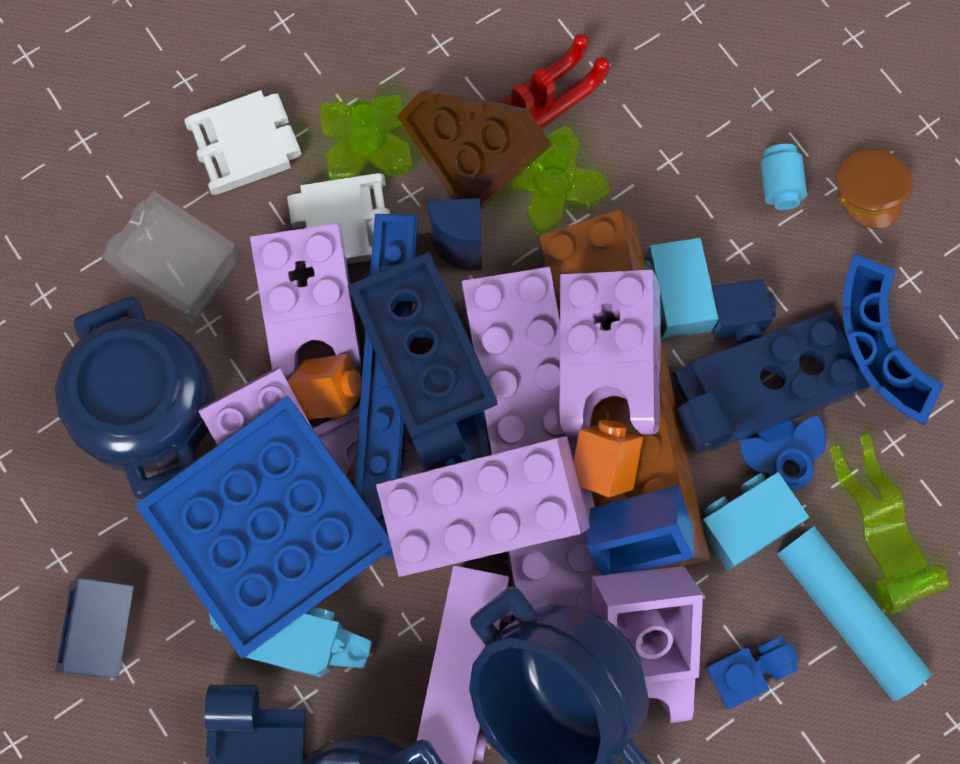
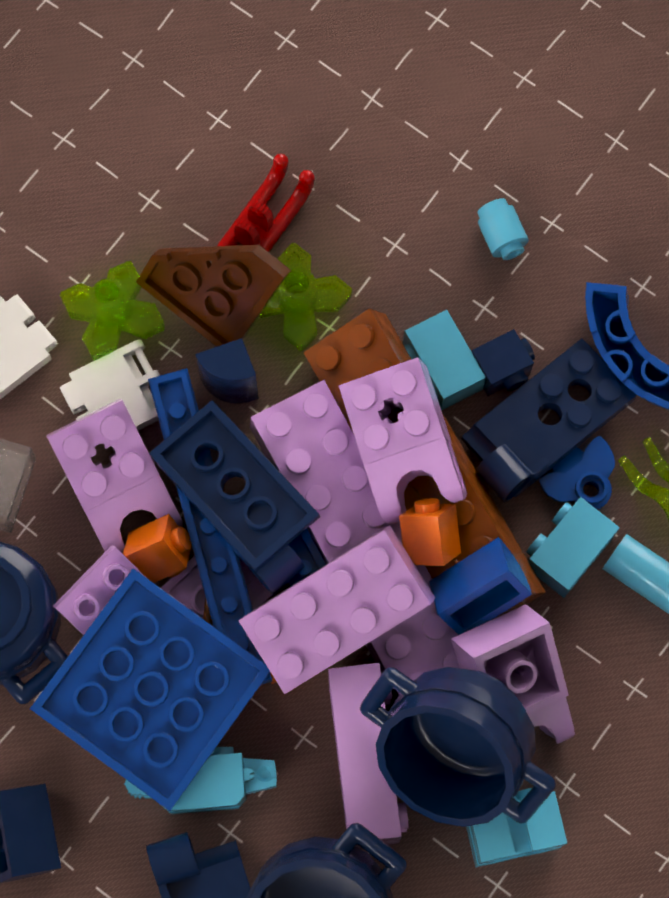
camera: 20 degrees left, 0 degrees up
(741, 677) = (604, 685): blue plate -> none
(873, 186) = (584, 213): dark orange piece -> none

